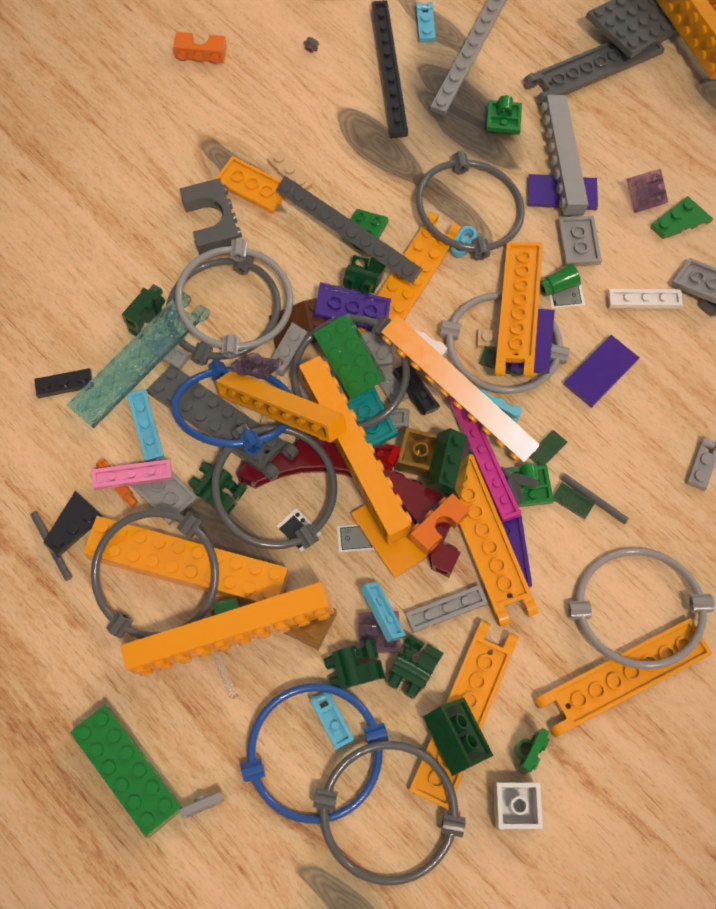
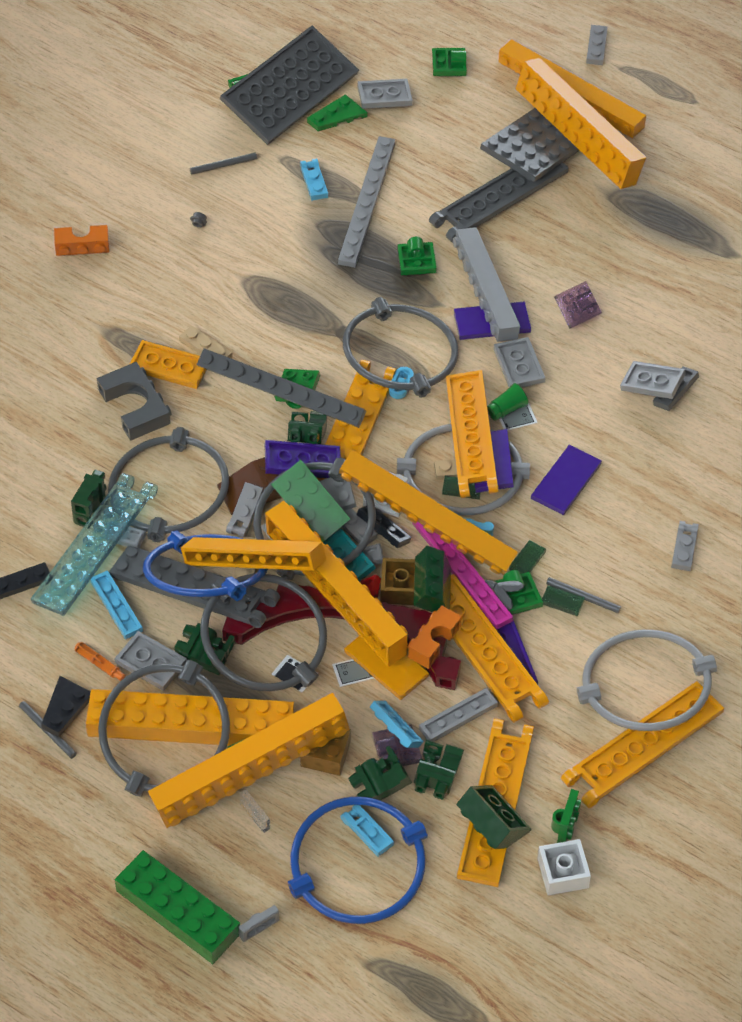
camera: 10 degrees left, 15 degrees down
(132, 474) = (116, 647): bright pink plate -> none
(230, 344) = (186, 511): light grey piece -> none
(255, 365) = (222, 527): plate -> none
(389, 69) = (286, 230): black plate -> none
(451, 823) = (503, 895): dark grey piece -> none
(645, 298) = (596, 406): white plate -> none
(681, 217) = (617, 325): green wing -> none

